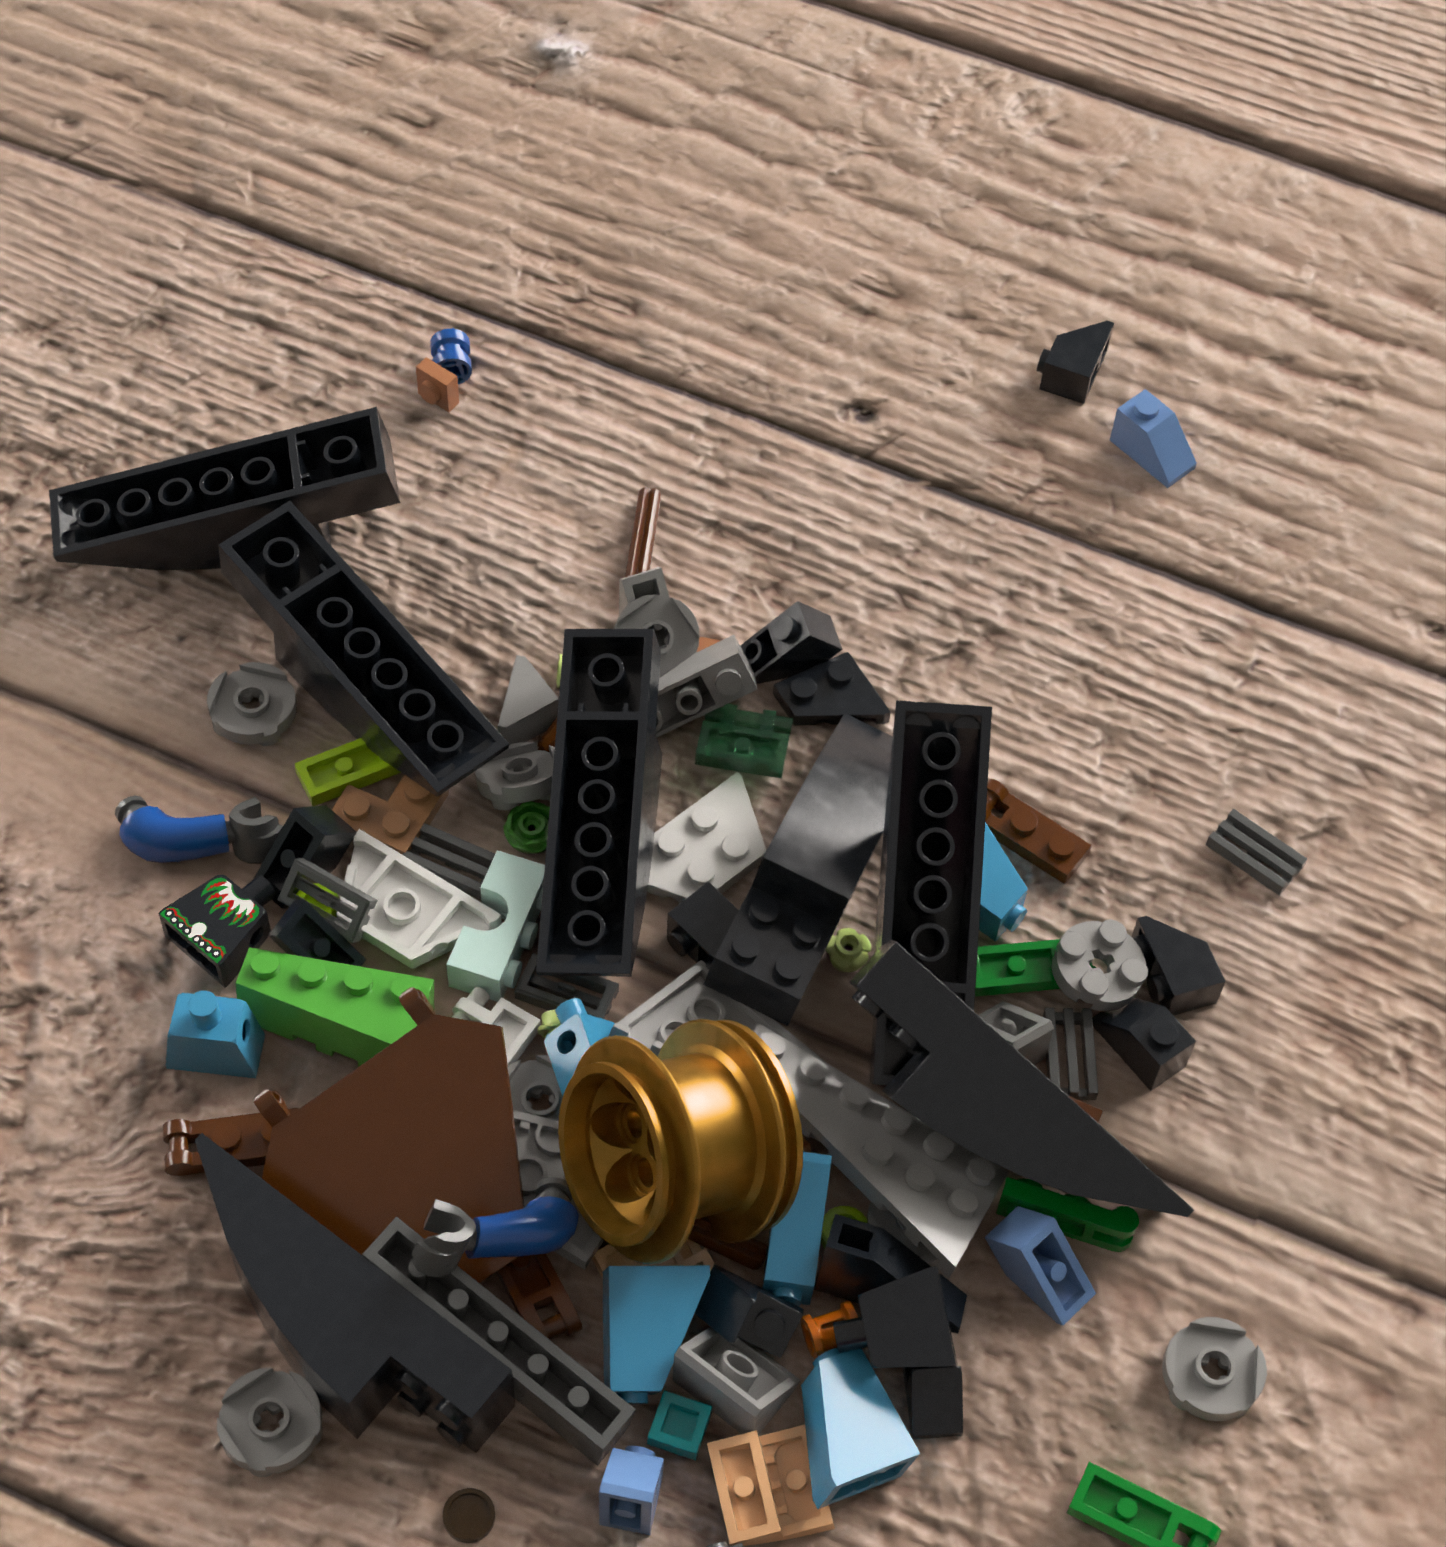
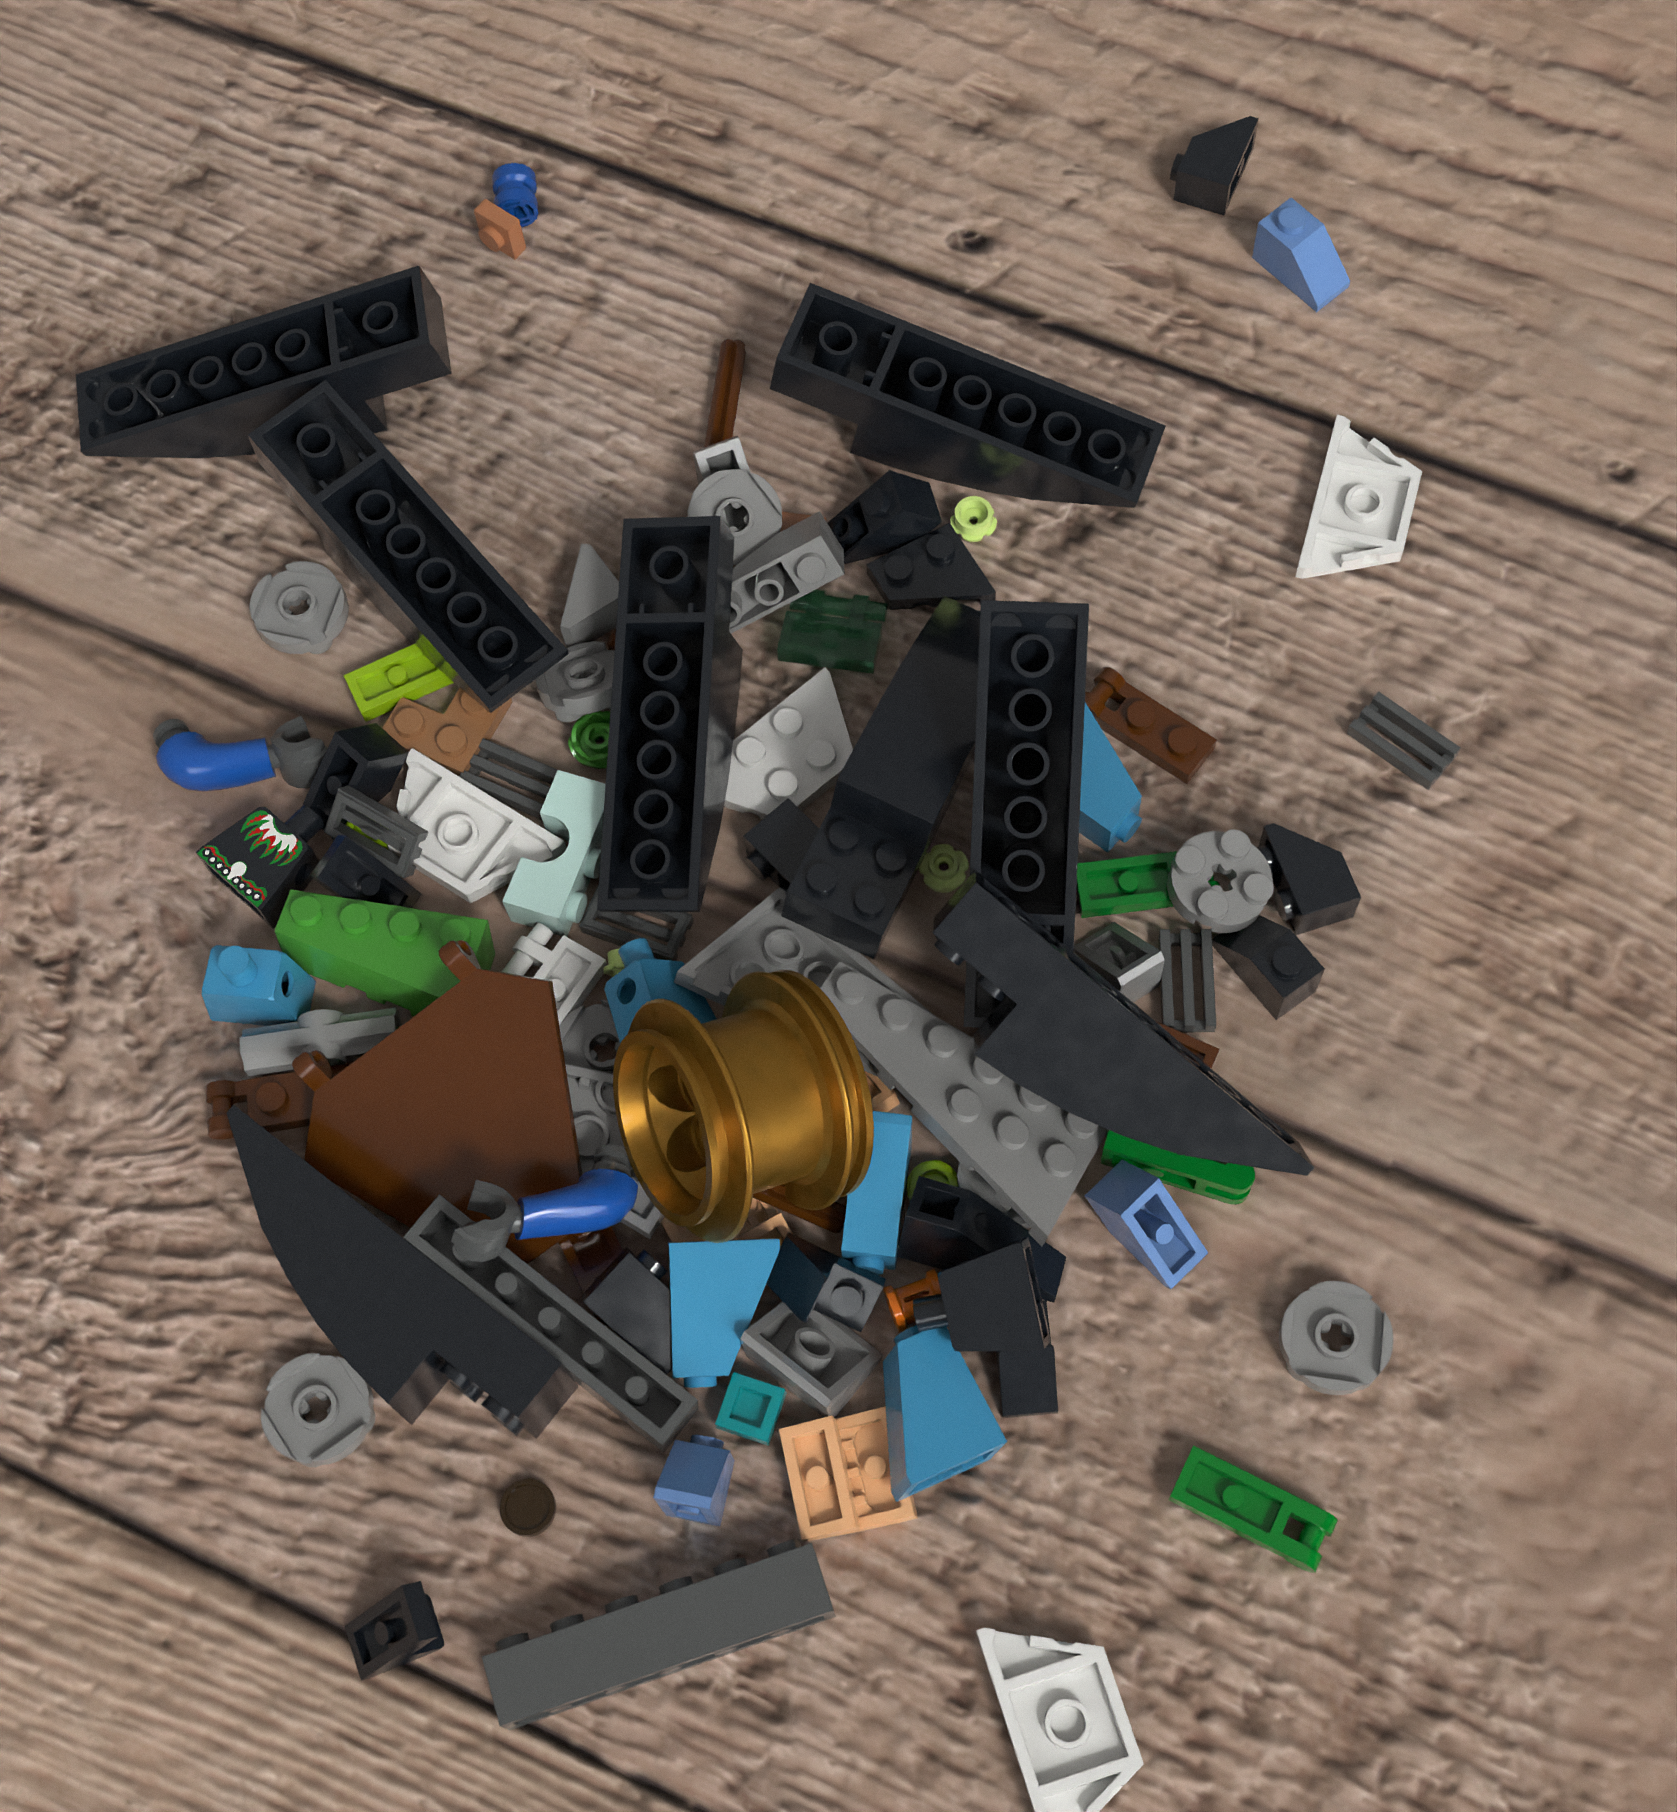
camera: 10 degrees right, 10 degrees up
(297, 1083) = (334, 1034): none -> light grey piece
(575, 1322) = (635, 1305): none -> black slope
(859, 554) = (960, 411): none -> black slope
(871, 641) = (973, 509): none -> yellowish green plate
(1211, 651) = (1359, 506): none -> white wing

